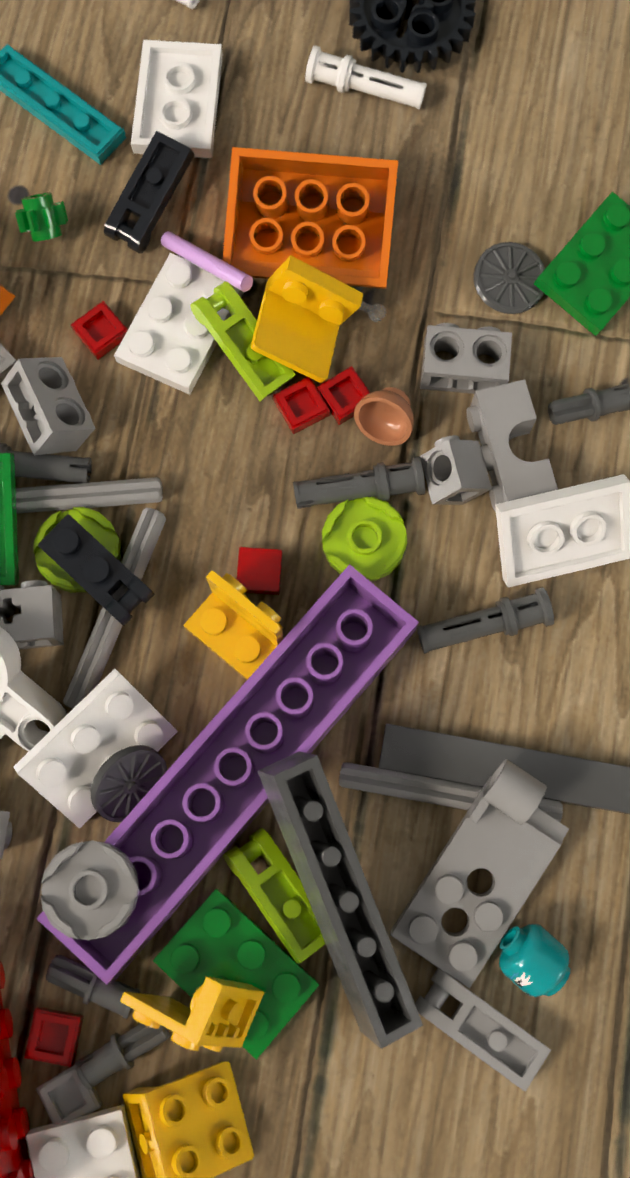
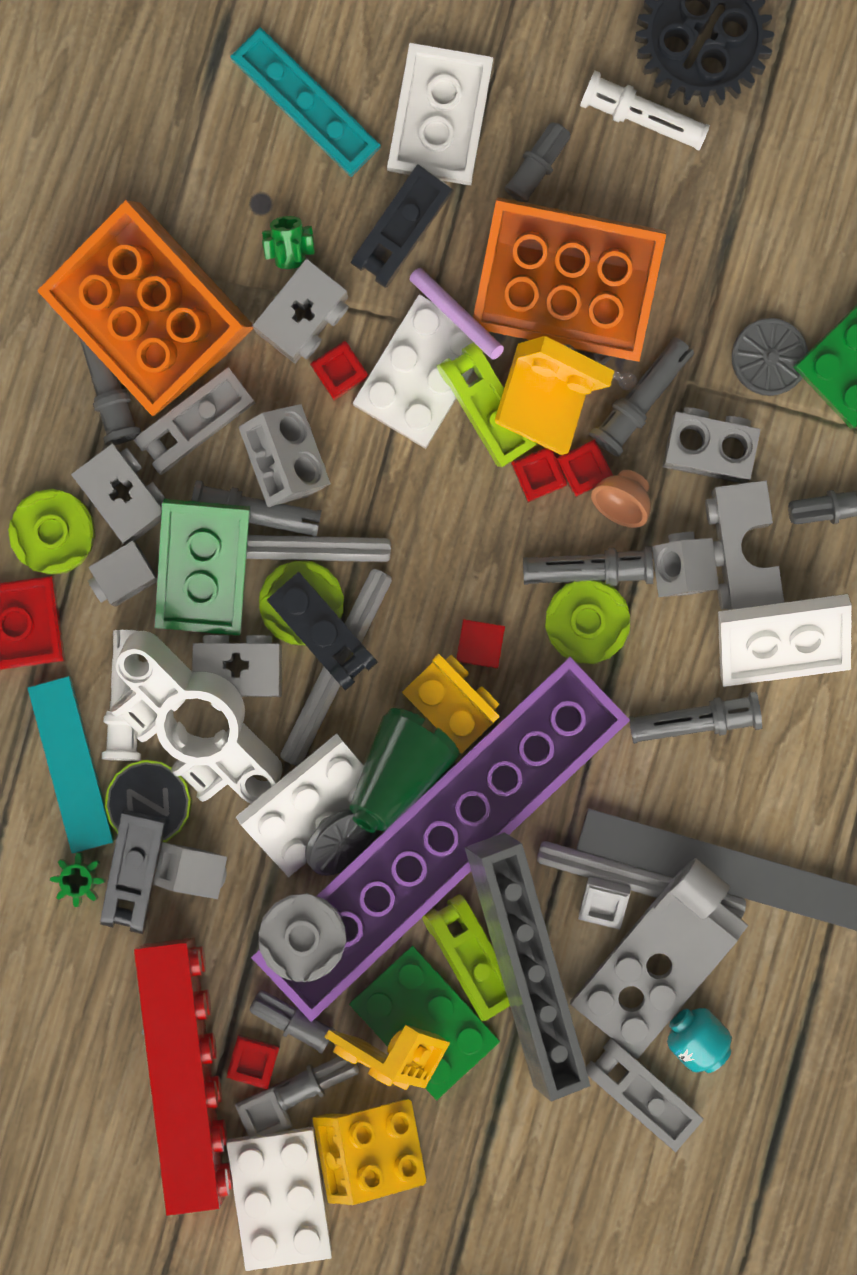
camera: 10 degrees right, 10 degrees up
(58, 277) = (305, 288): none -> light grey brick
(183, 697) = (400, 769): none -> dark green cone
(273, 128) = (538, 162): none -> dark grey axle
(383, 337) = (631, 411): none -> dark grey pin
(414, 820) = (604, 902): none -> light grey tile

